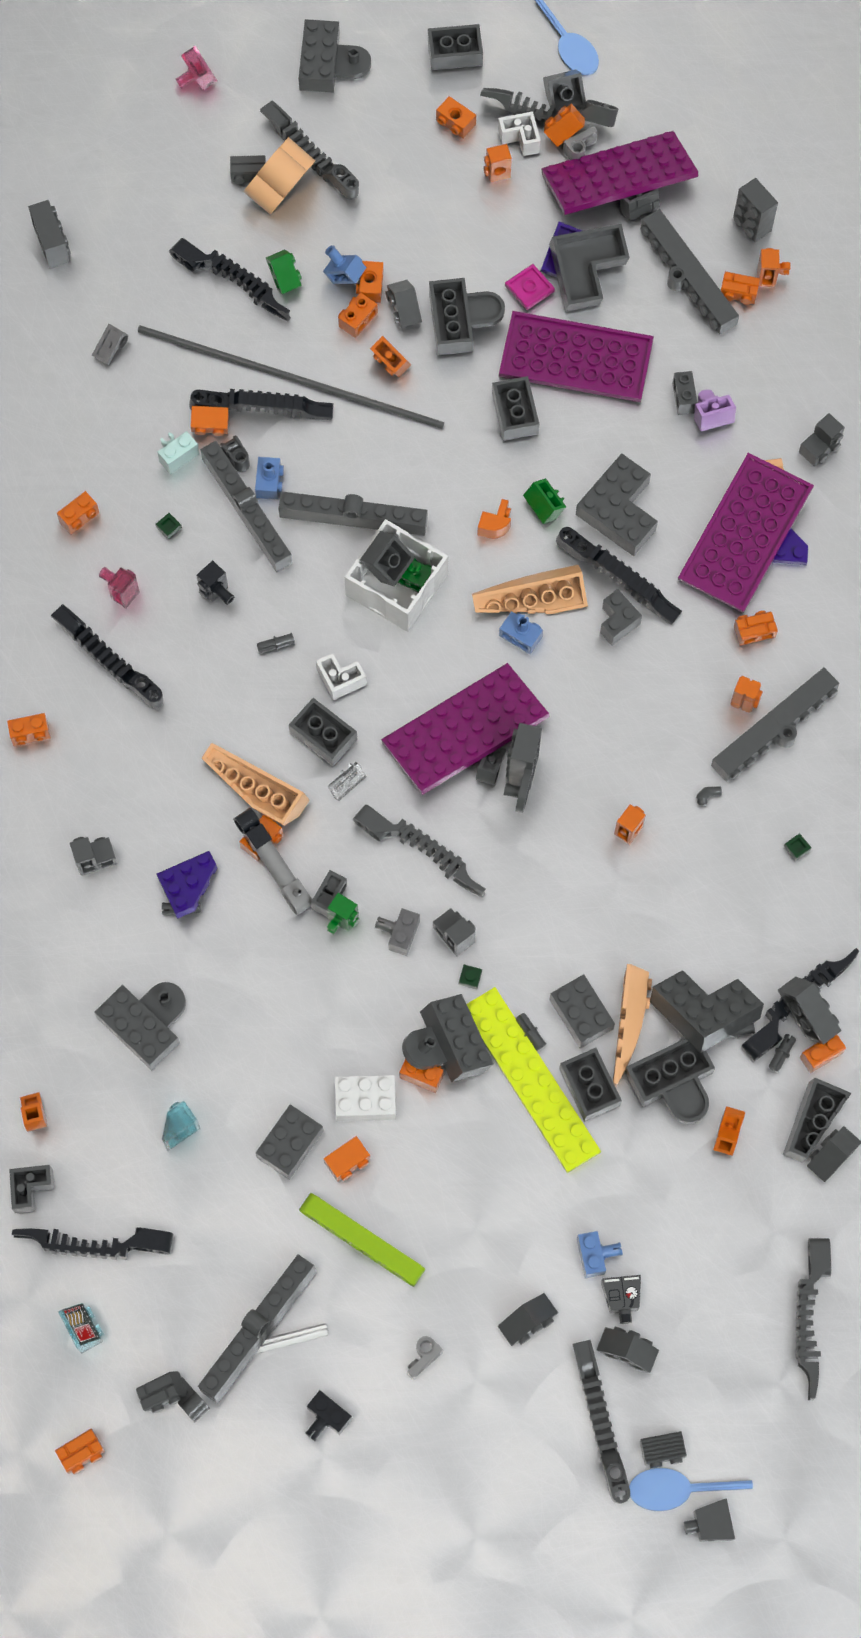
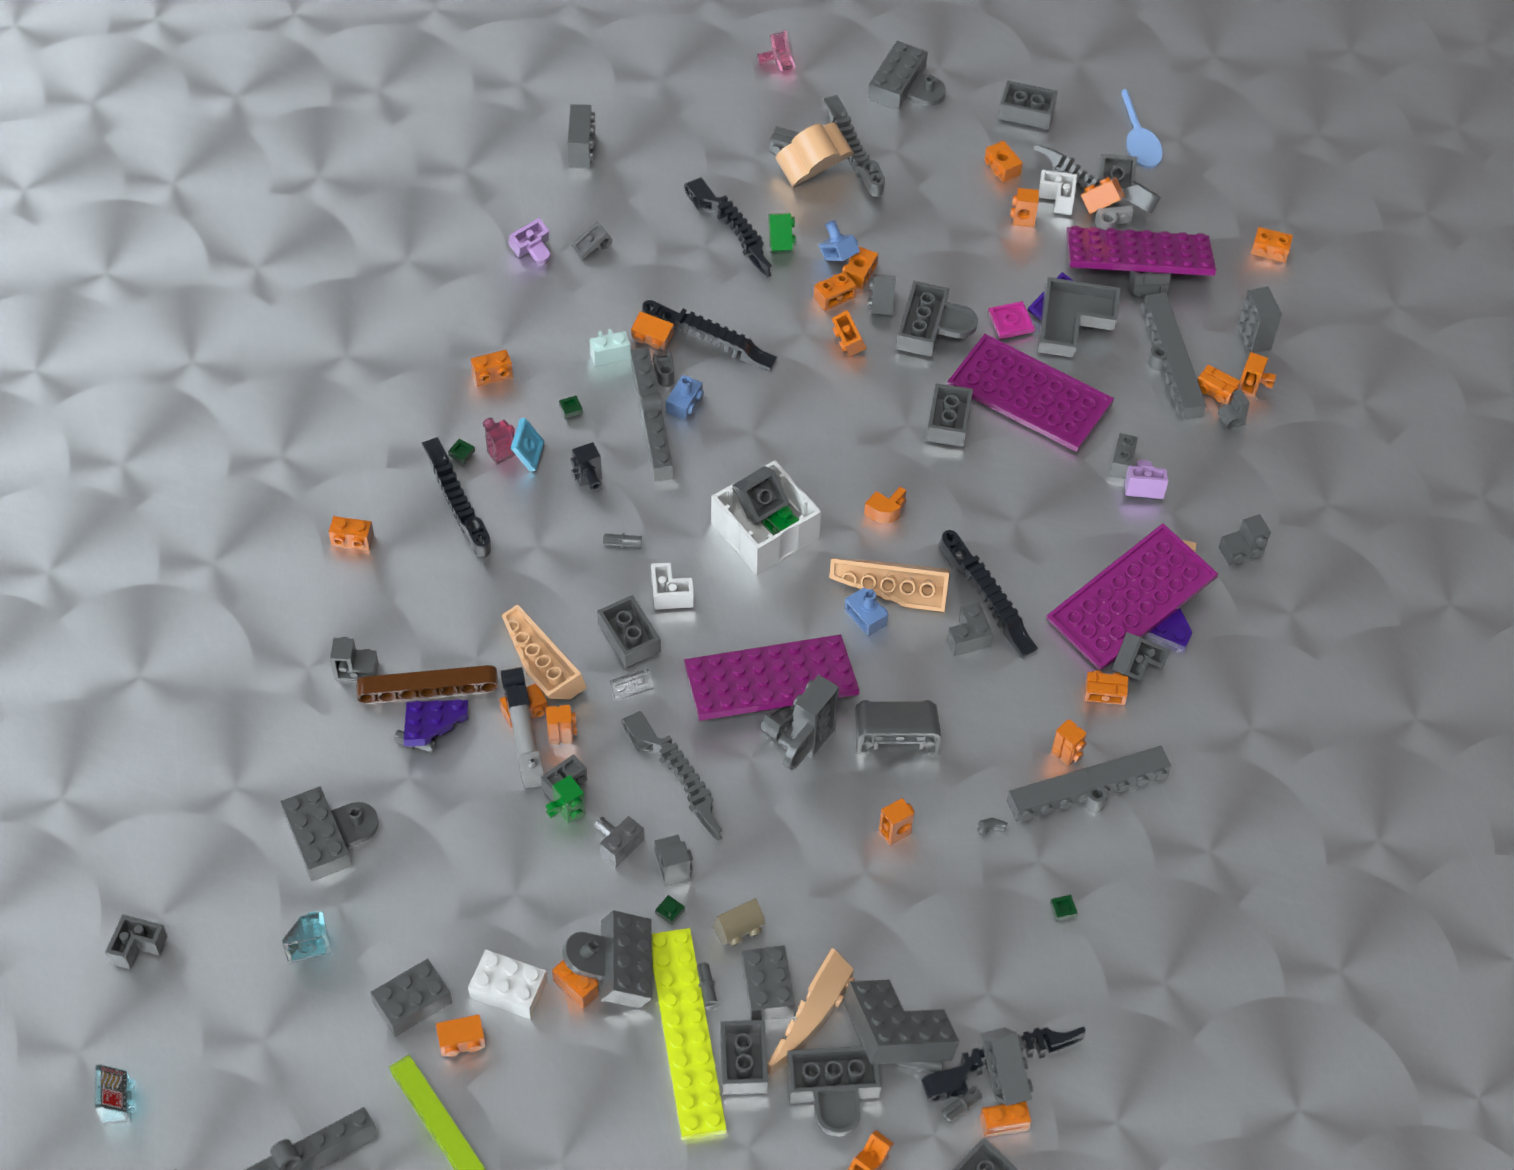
camera: 20 degrees right, 15 degrees down
(33, 1112) = (174, 874): orange brick -> none
(53, 365) = (531, 240): none -> lavender brick
(89, 608) = (461, 451): none -> dark green plate
(143, 1240) = (219, 1036): black piece -> none
(149, 581) = (527, 444): none -> medium azure tile
(166, 850) = (427, 684): none -> reddish brown beam
(292, 377) = (751, 325): dark grey piece -> none
(304, 845) = (561, 724): none -> orange brick
(351, 512) = (747, 450): dark grey hinge -> none
(536, 967) = (739, 922): none -> dark tan brick
(544, 501) = (942, 503): green brick -> none
(592, 732) = (897, 724): none -> dark grey windscreen
(611, 506) = (1008, 530): dark grey piece -> none
(734, 120) = (1272, 244): none -> orange brick
(766, 311) = (1235, 413): none -> dark grey plate
(771, 589) = (1135, 655): none -> dark grey brick

